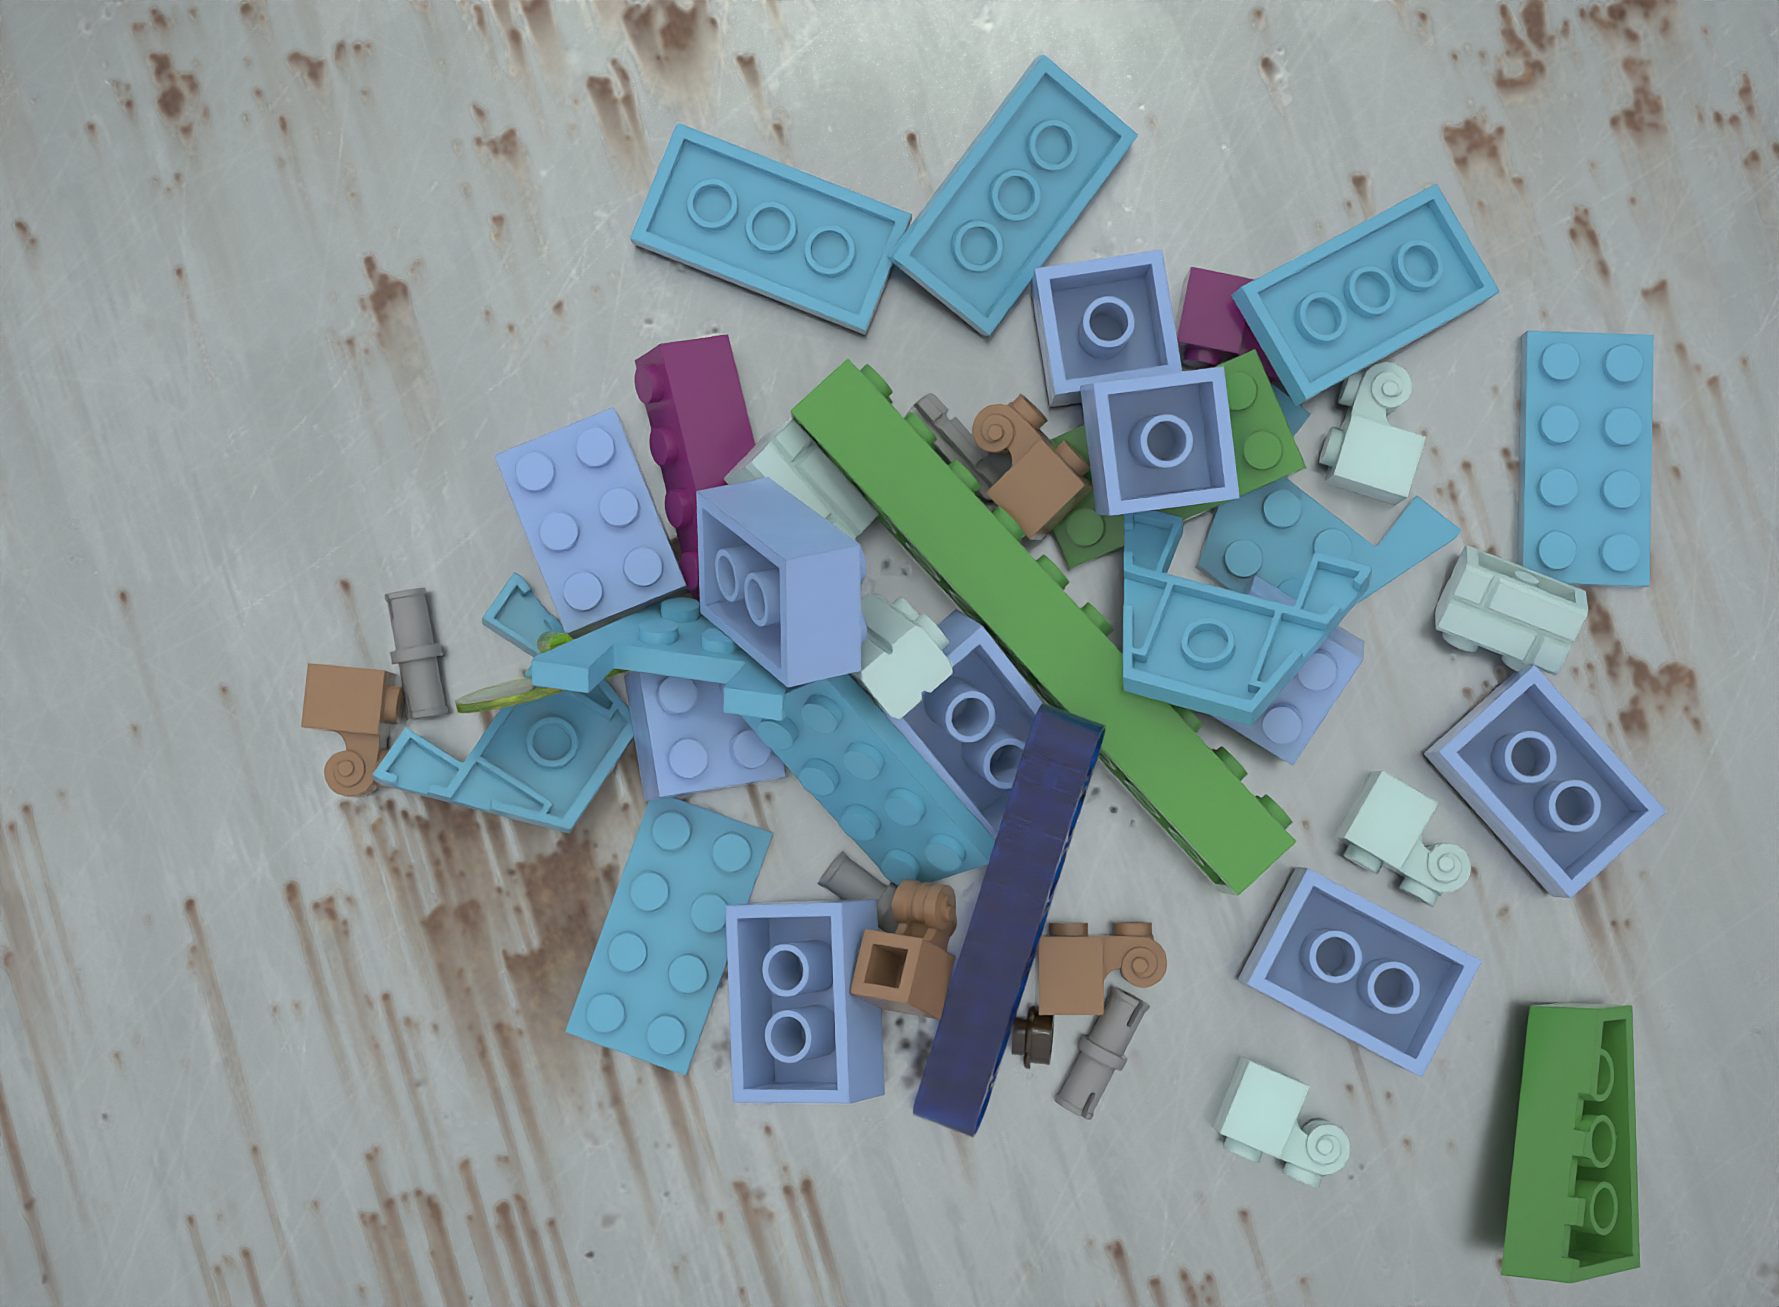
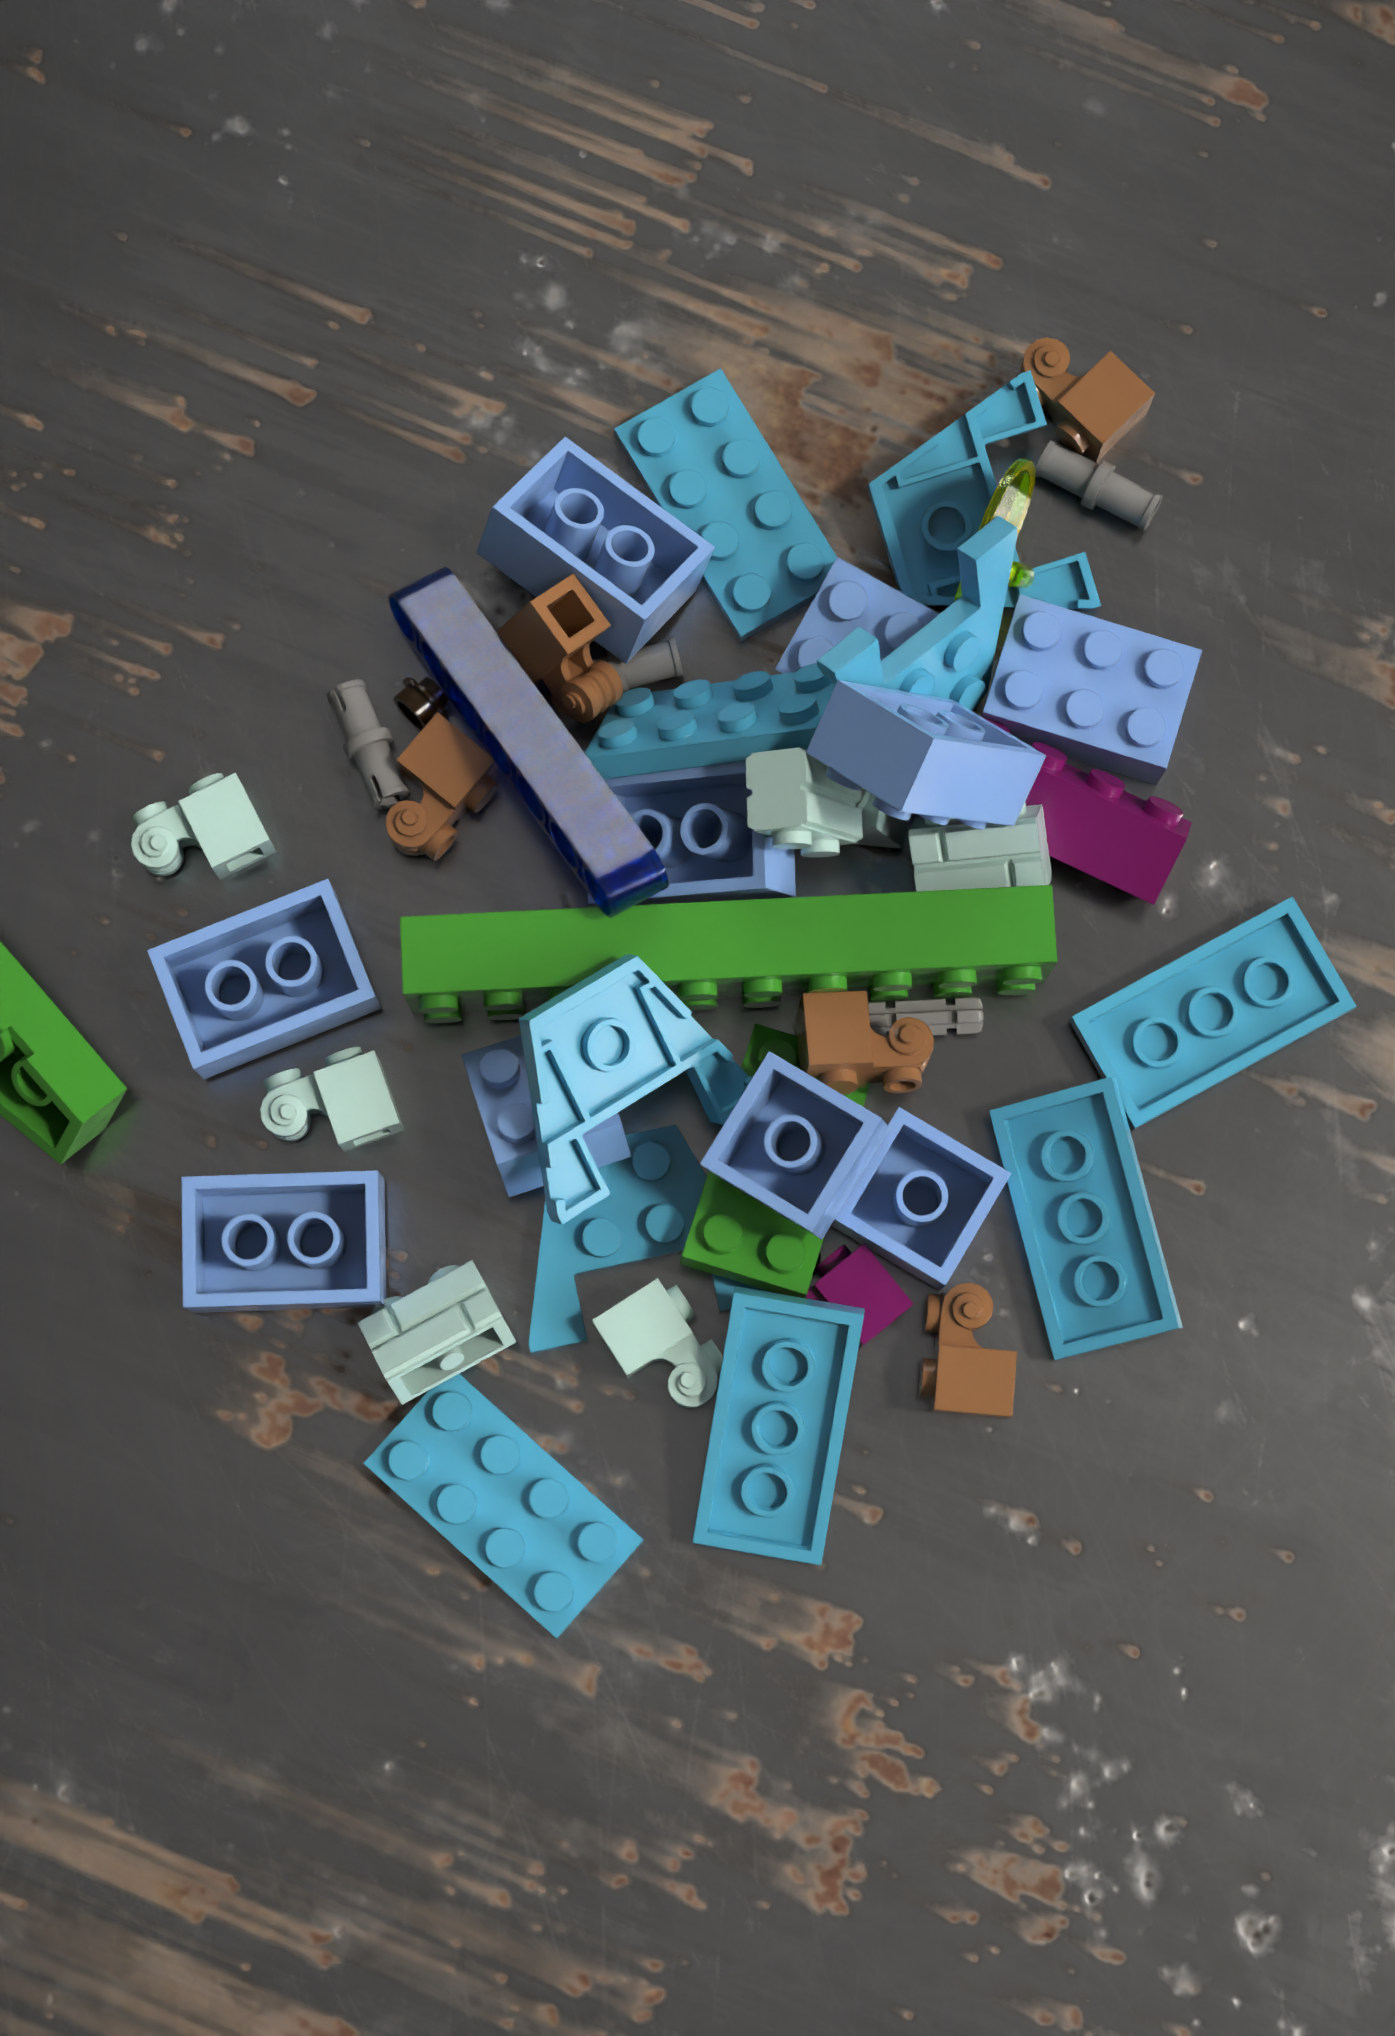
camera: 130 degrees right, 5 degrees down
(1206, 191) = (962, 1373): none -> medium nougat brick

